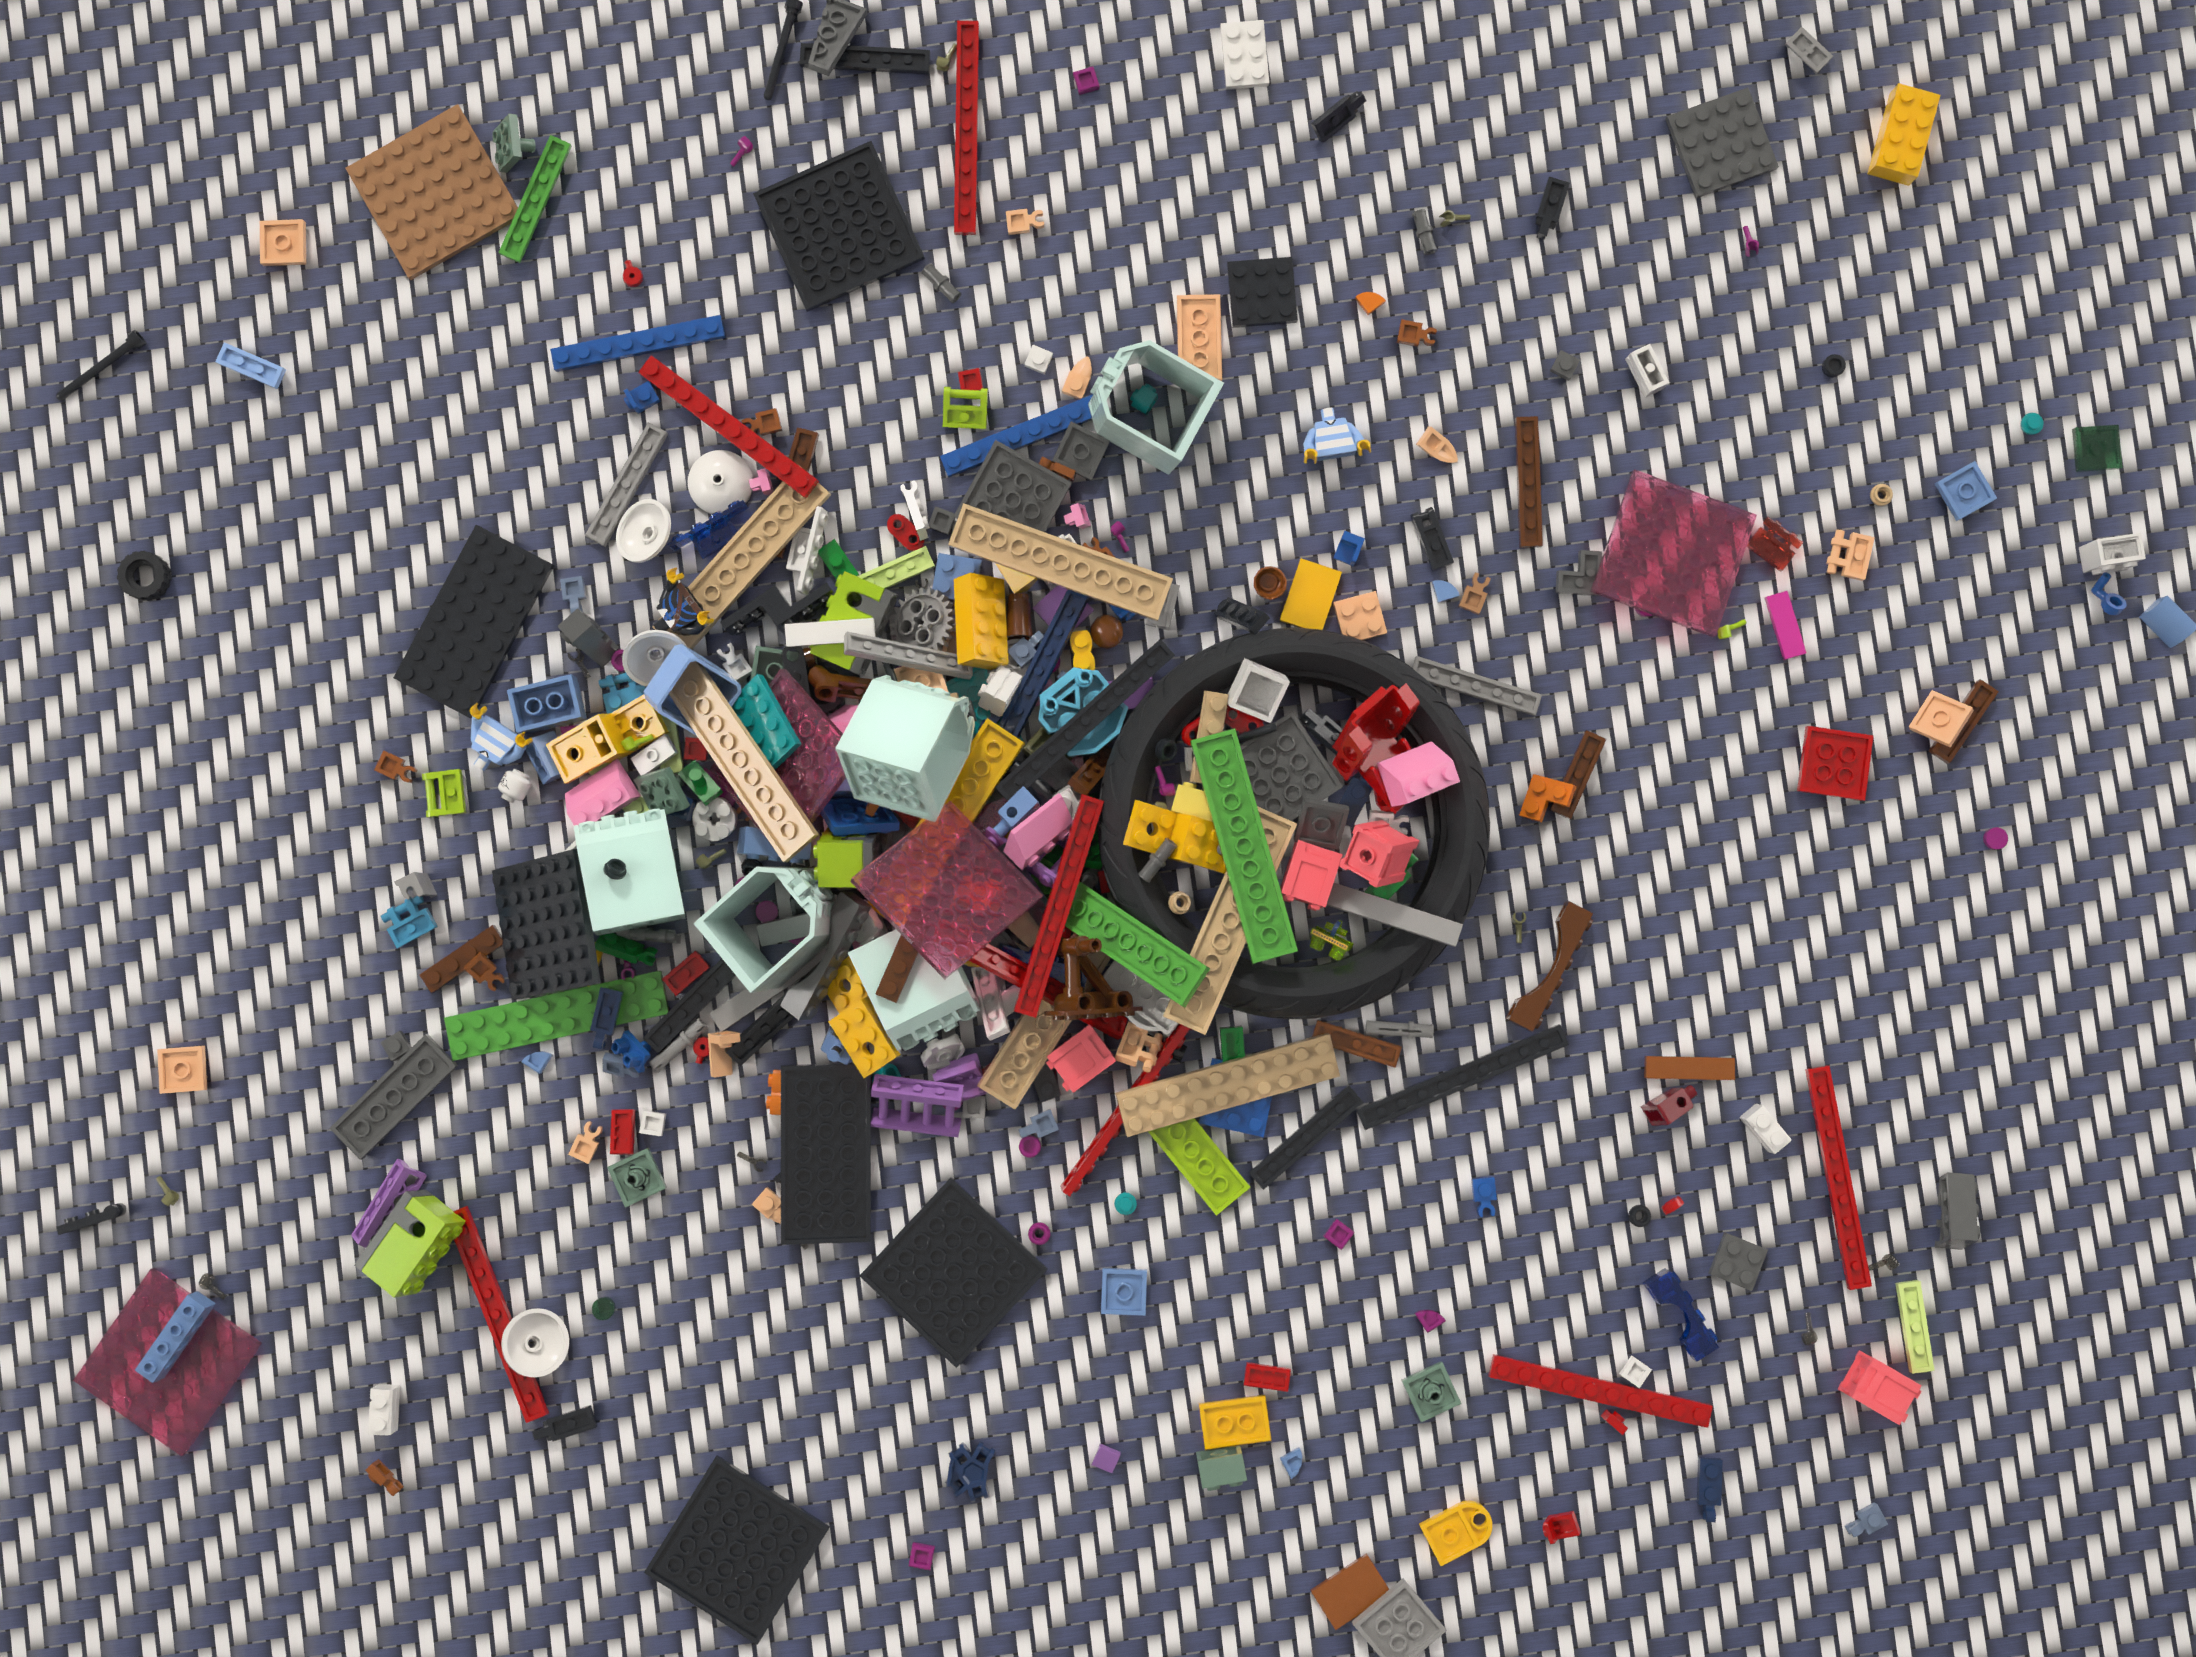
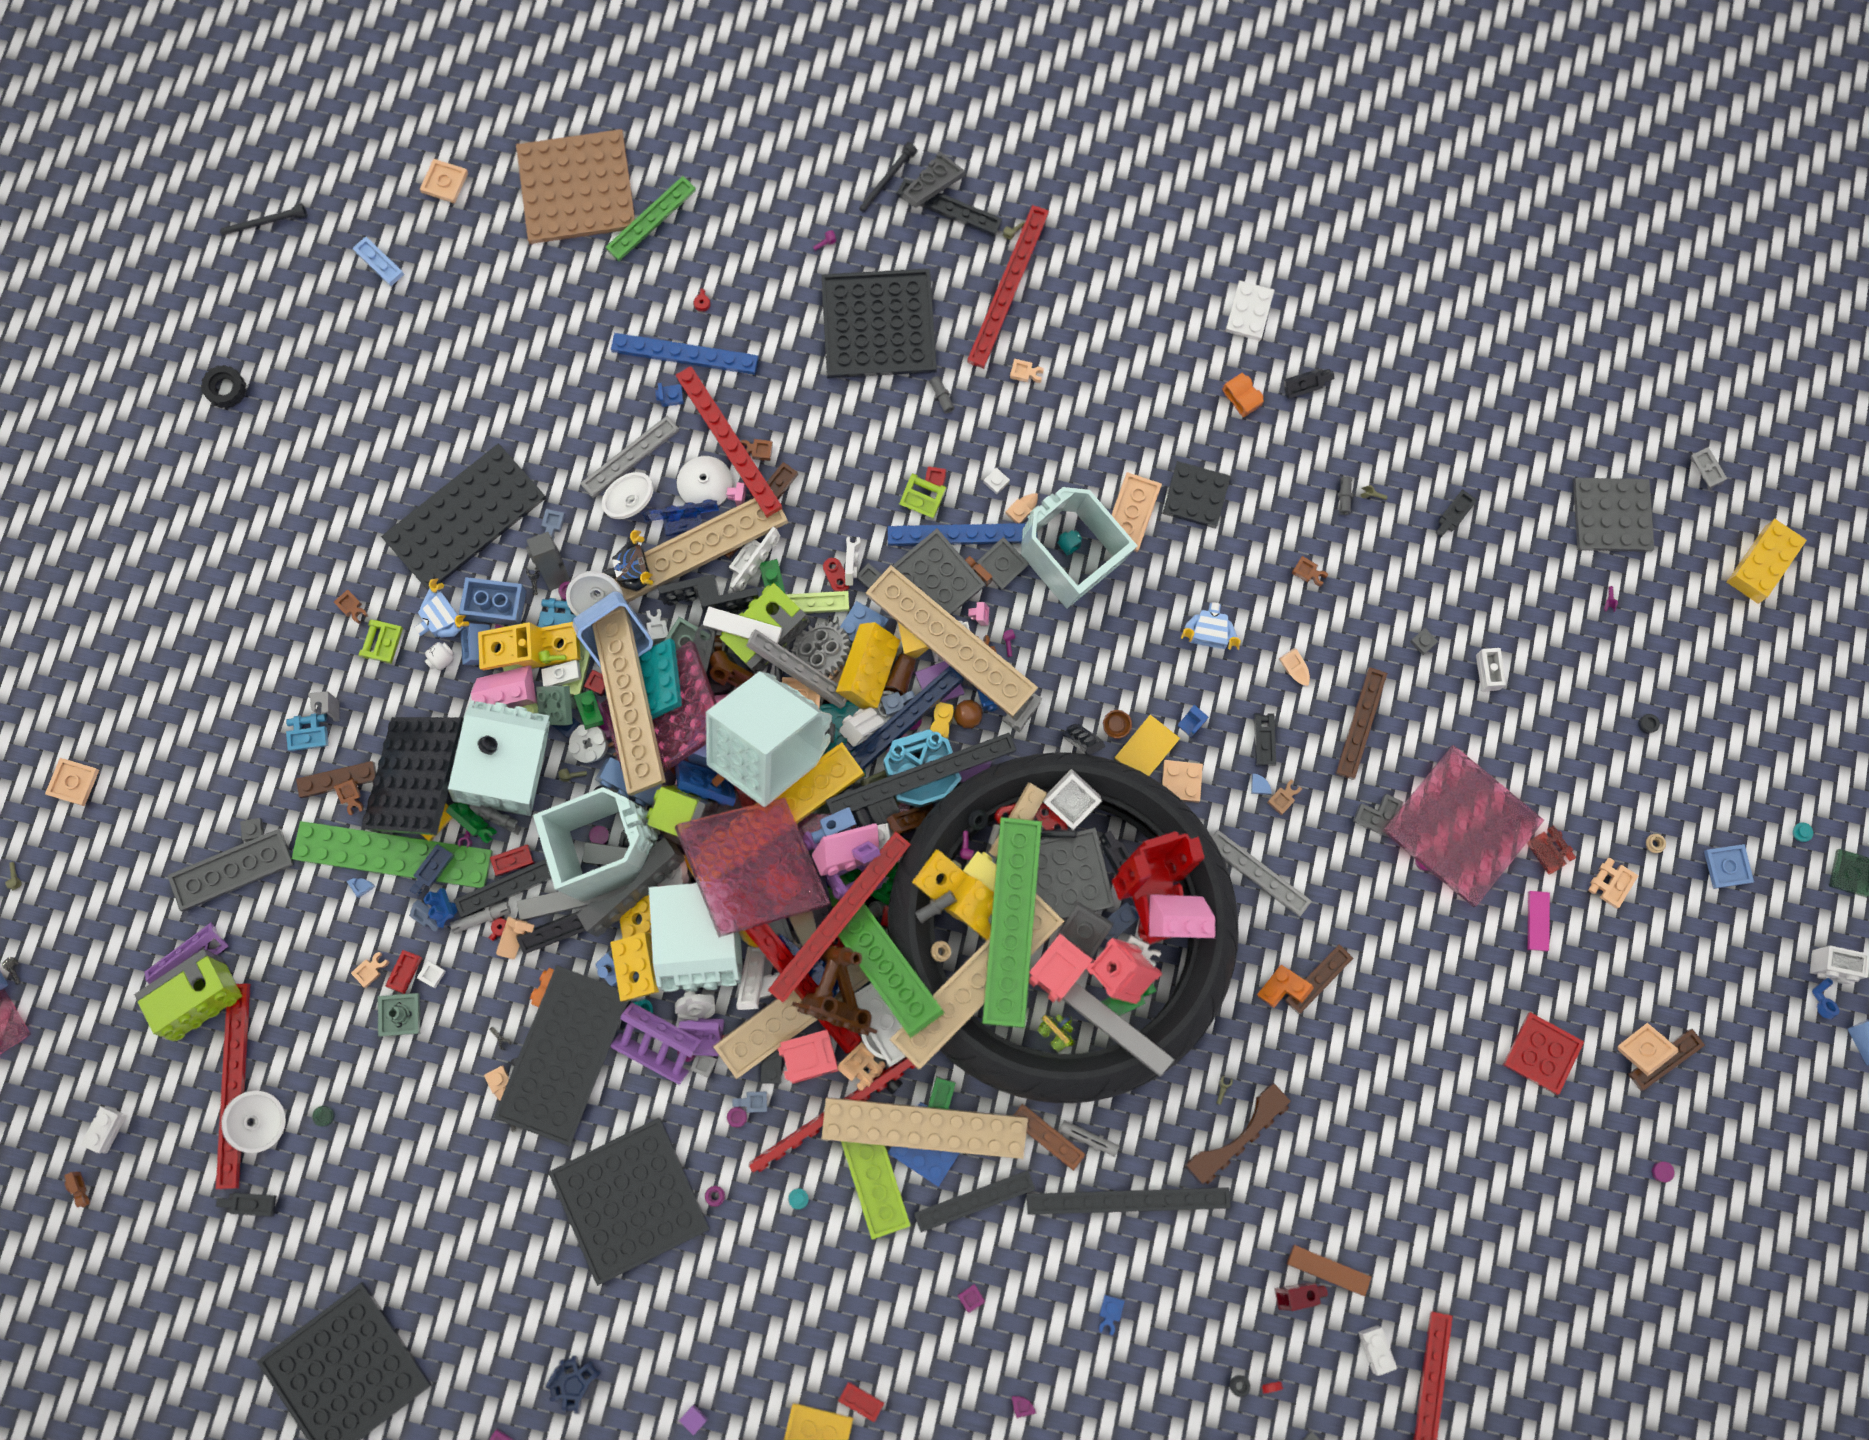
camera: 15 degrees right, 10 degrees down
(509, 143) = (649, 171): sand green plate -> none
(897, 970) = (683, 917): reddish brown plate -> none
(1060, 828) = (866, 852): none -> medium lavender plate
(1086, 80) = (1116, 285): magenta tile -> none
(1124, 1291) = (766, 1275): medium blue plate -> none
(1272, 157) = (1243, 394): none -> orange brick
(1370, 301) = (1281, 533): orange tile -> none
(1725, 631) = (1484, 907): lime hand -> none

